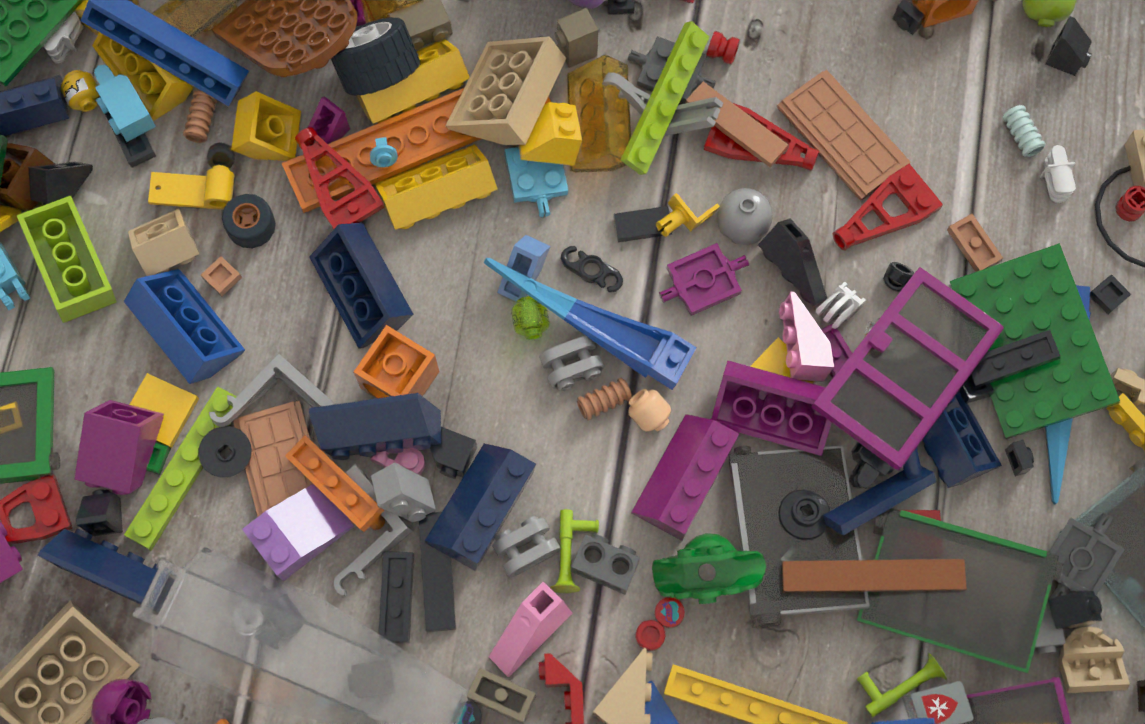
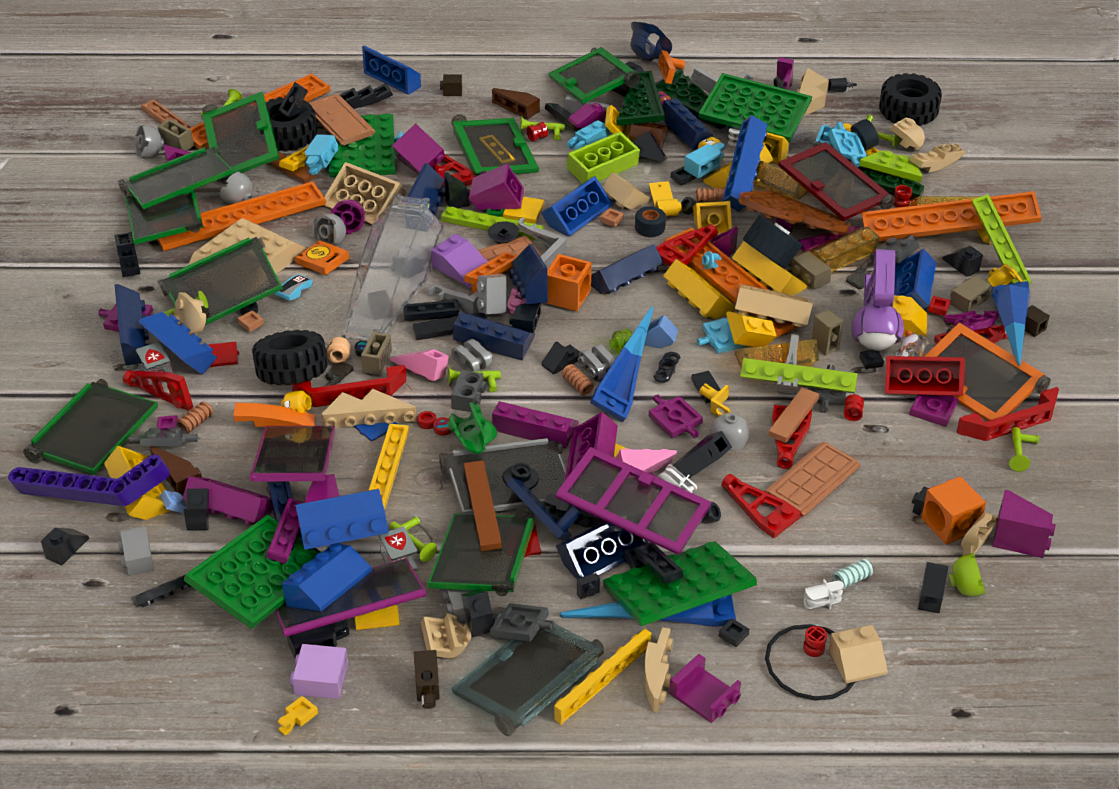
camera: 80 degrees right, 30 degrees down
(547, 414) = (560, 357): none -> black slope
(649, 410) = (574, 397): light nougat head -> none
(974, 243) = (751, 551): nougat plate -> none

